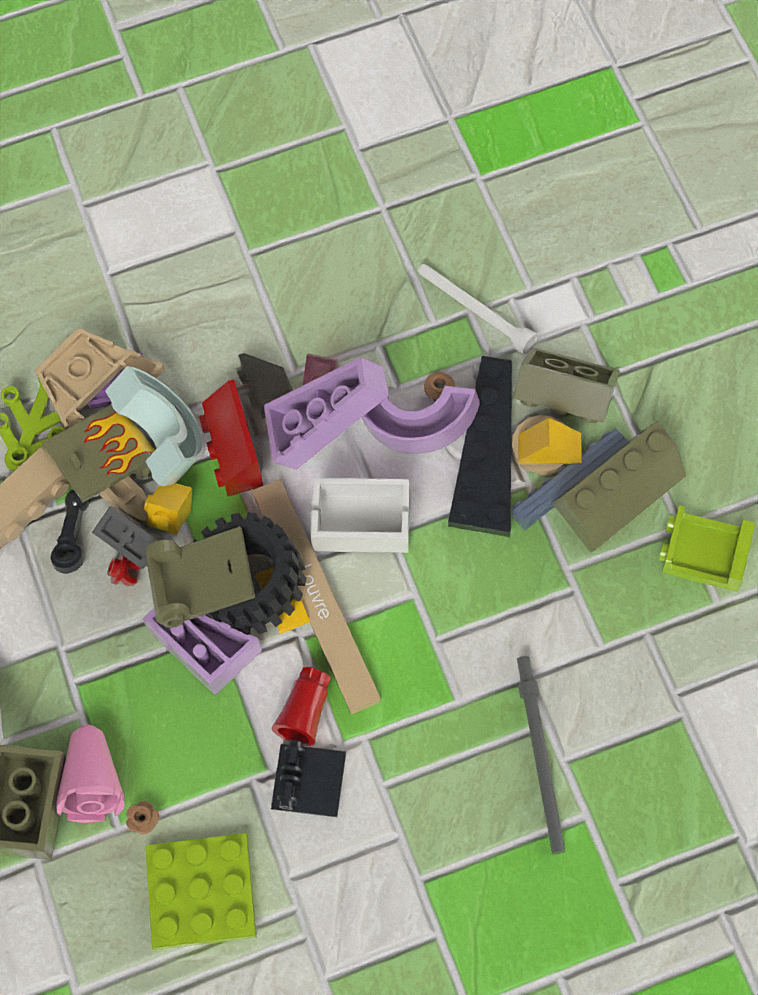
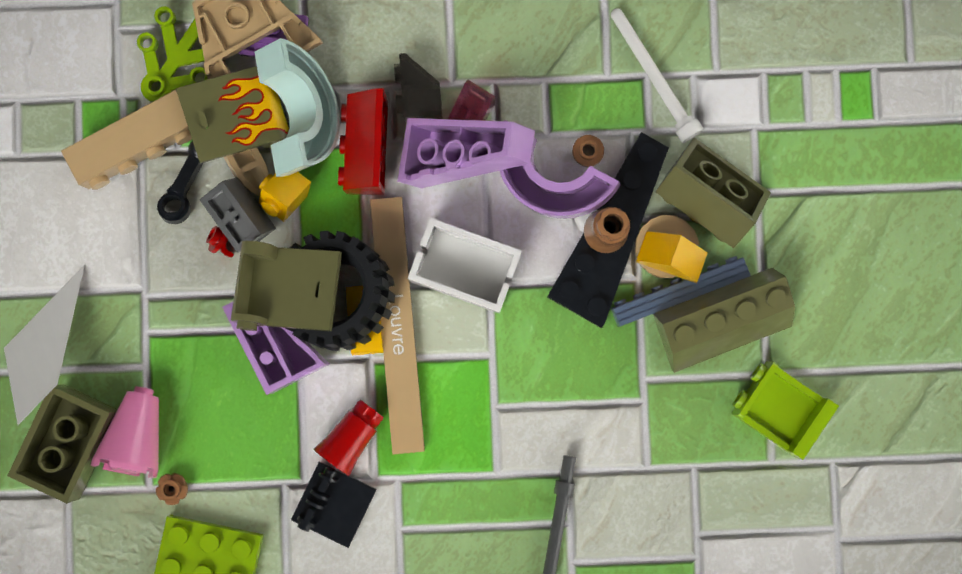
camera: 15 degrees right, 20 degrees up
(481, 436) = (598, 237): none -> medium nougat plant

